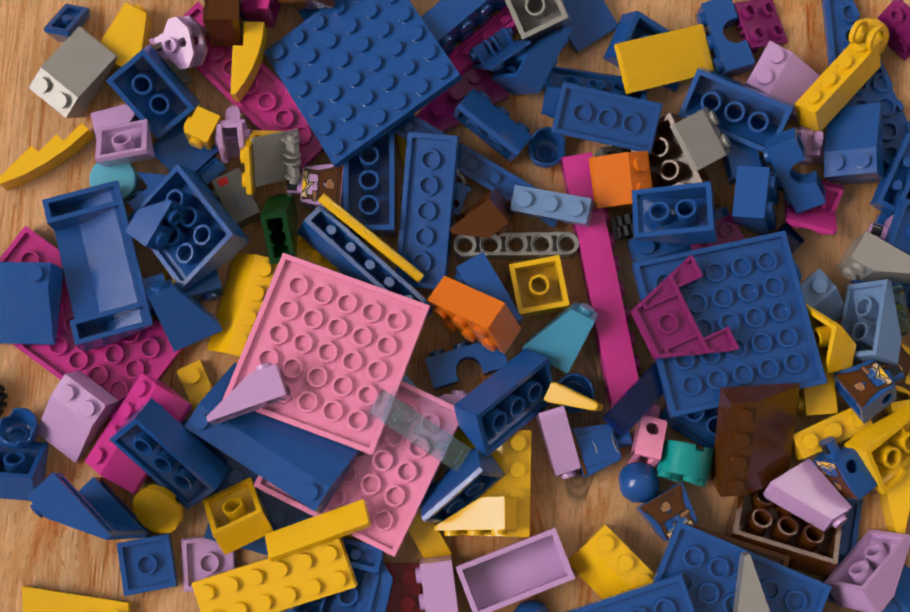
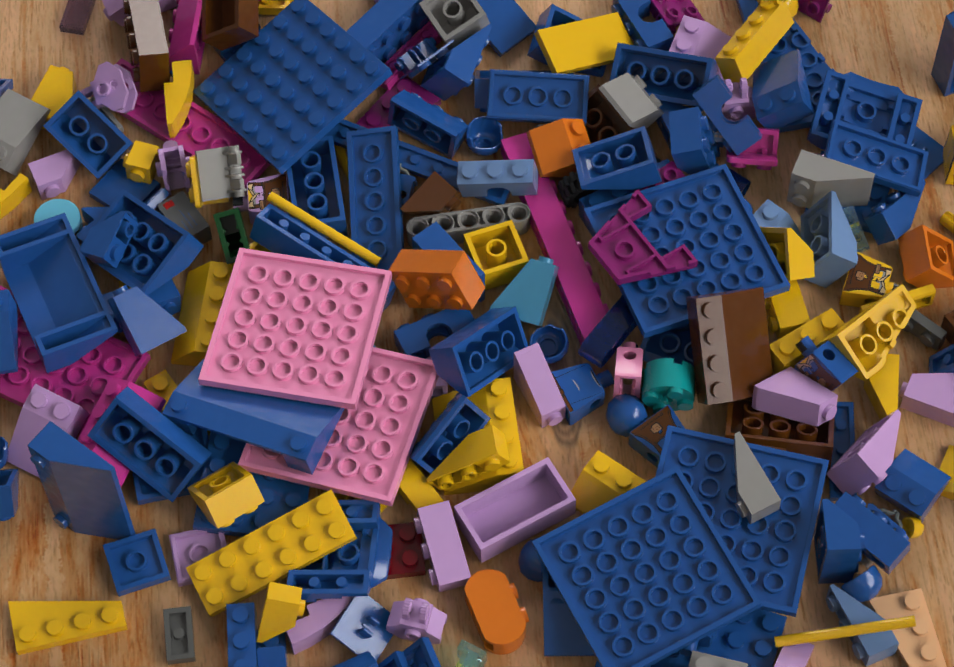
camera: 10 degrees left, 20 degrees down
(124, 143) = (67, 184): lavender slope -> none
(157, 509) = (145, 504): yellow tile -> none
(254, 392) = (229, 364): lavender slope -> none
(317, 530) = (309, 487): yellow tile -> none
(419, 430) = (398, 379): clear light blue tile -> none
(563, 395) = (548, 340): yellow slope -> none
(868, 387) = (832, 289): torso -> none

